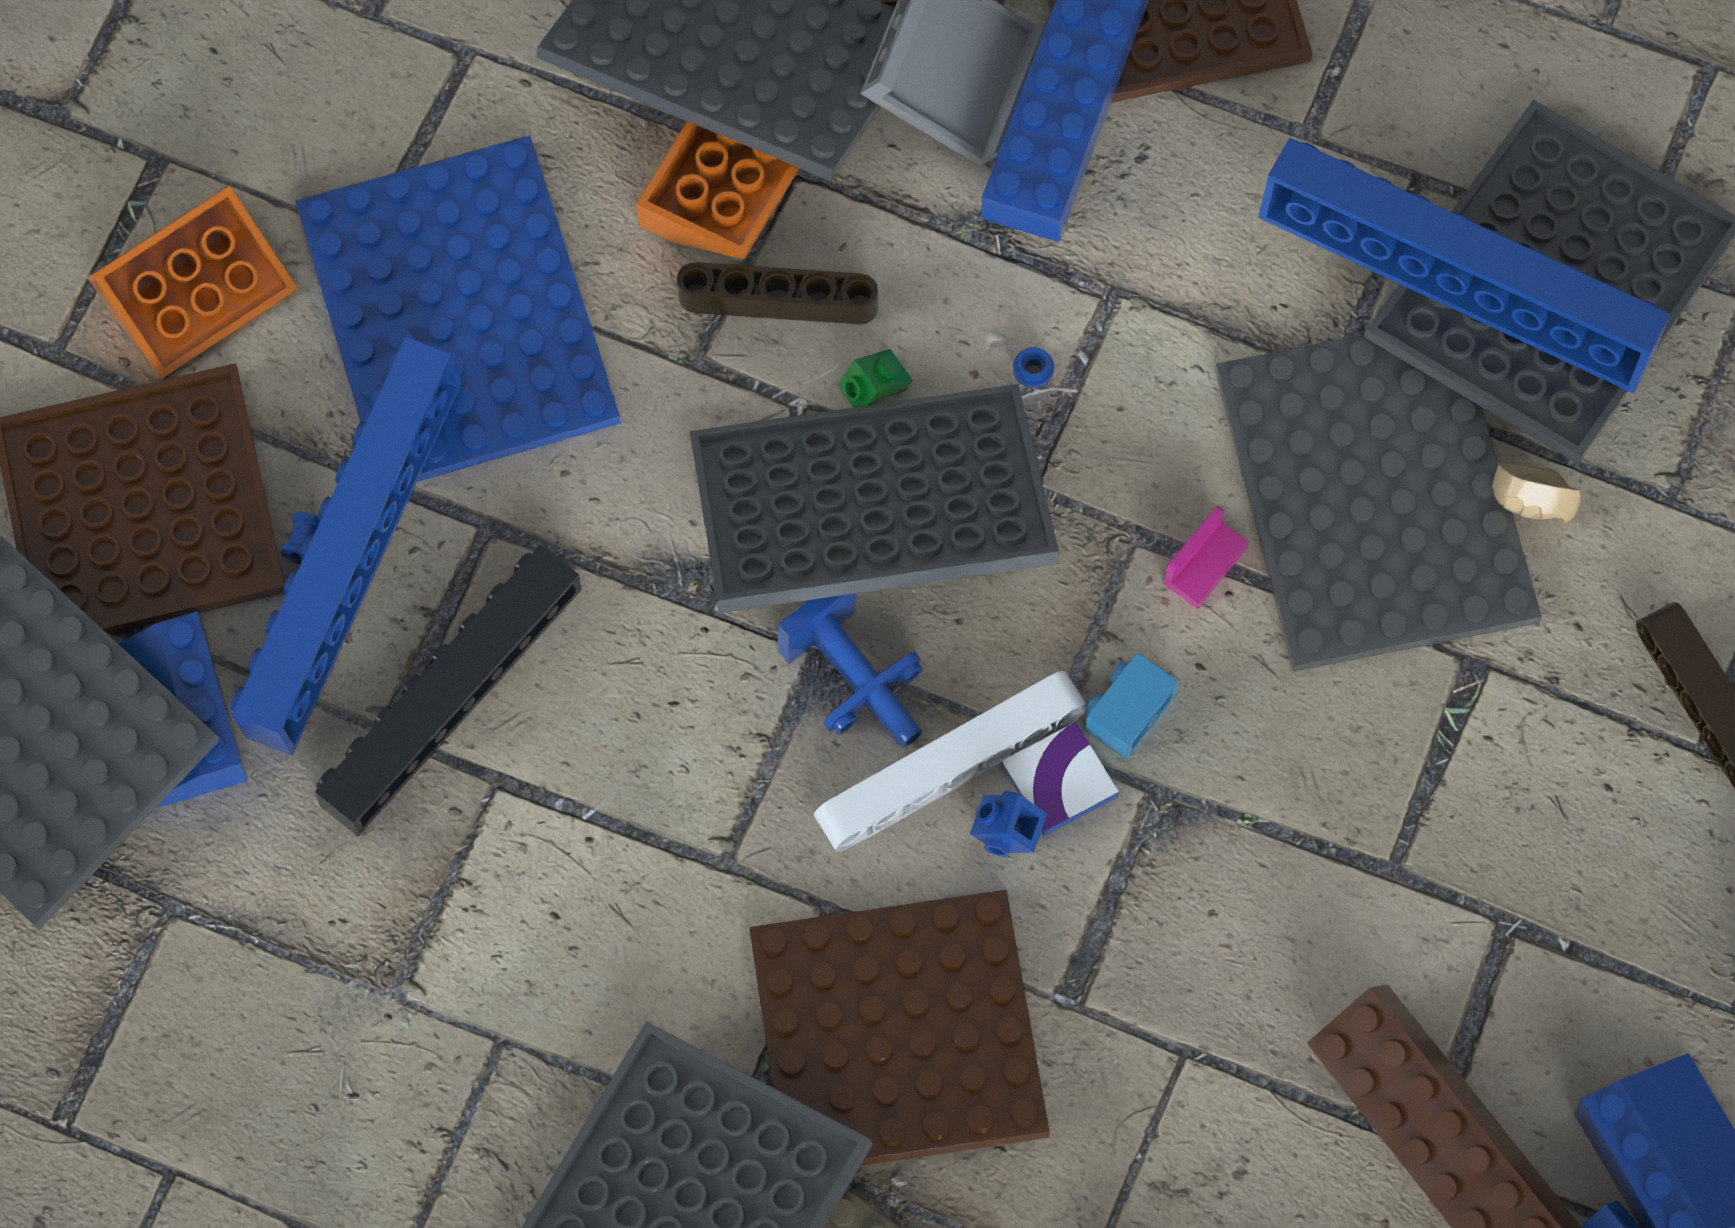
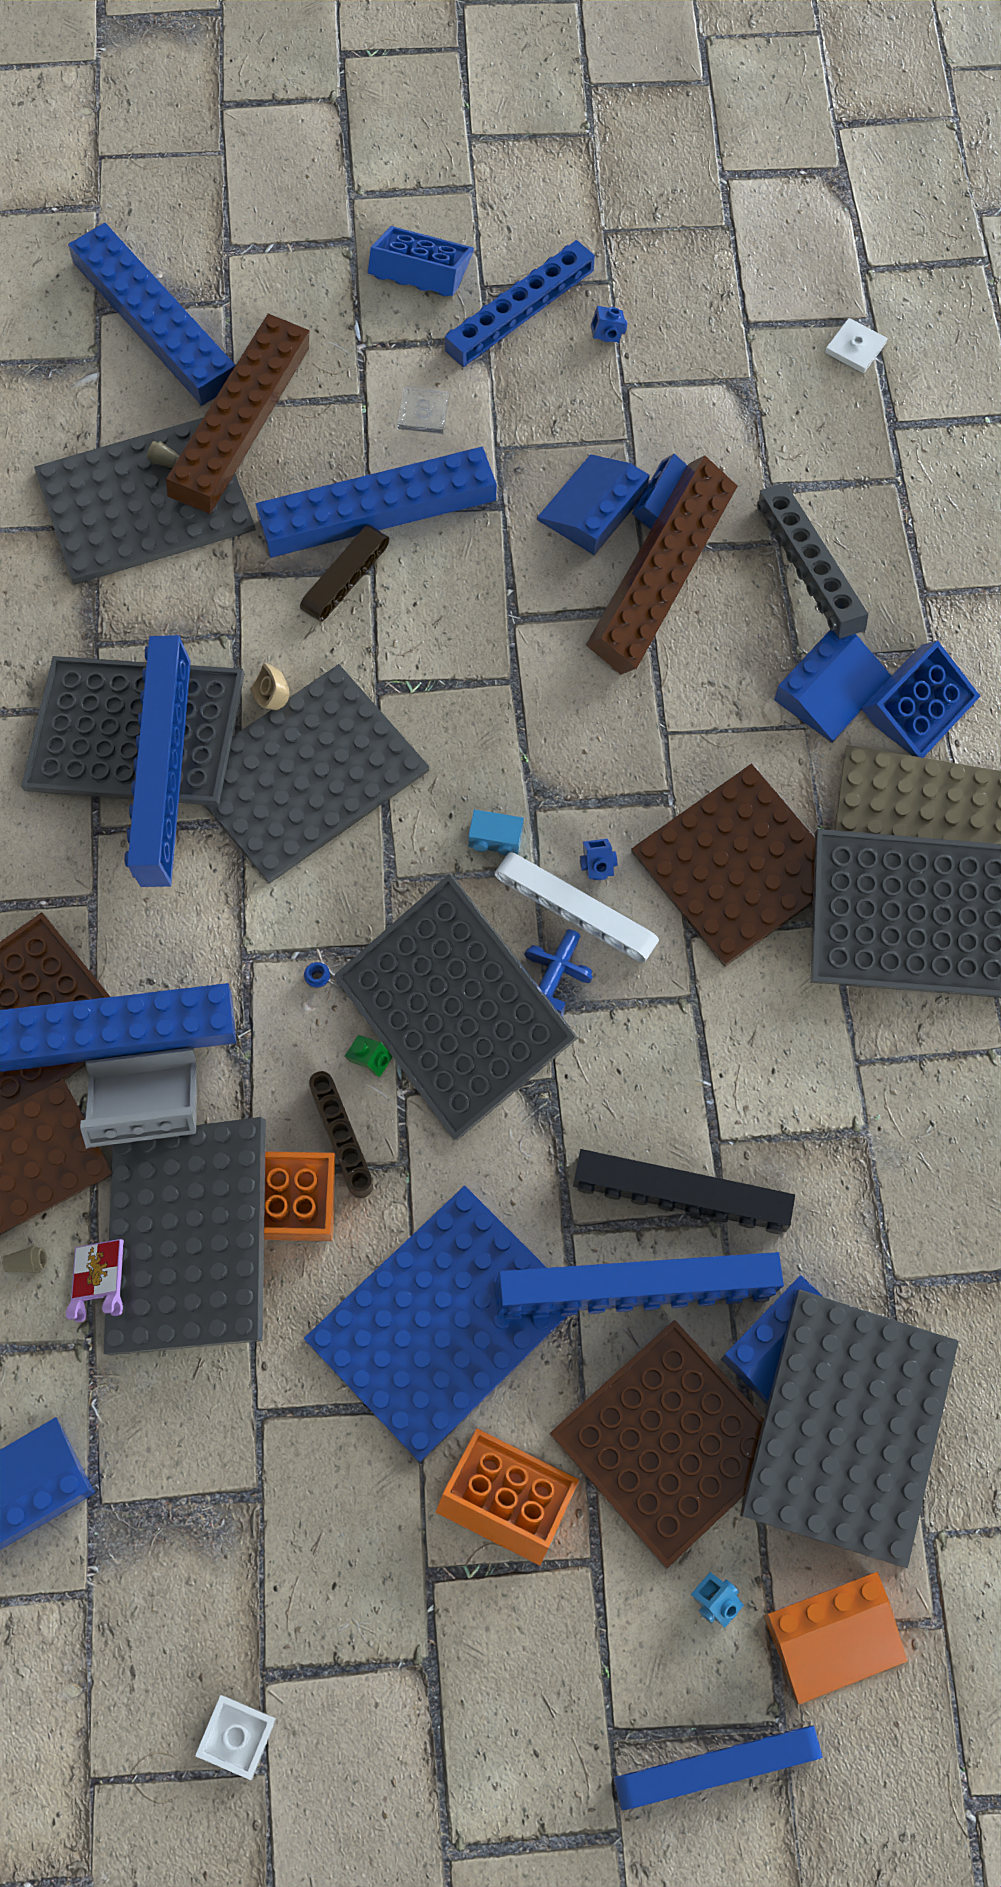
camera: 120 degrees left, 0 degrees up
(304, 525) = (638, 1326): blue bush -> none
(1061, 777) = (554, 850): tile -> none
(1204, 559) = (390, 835): dark pink panel -> none

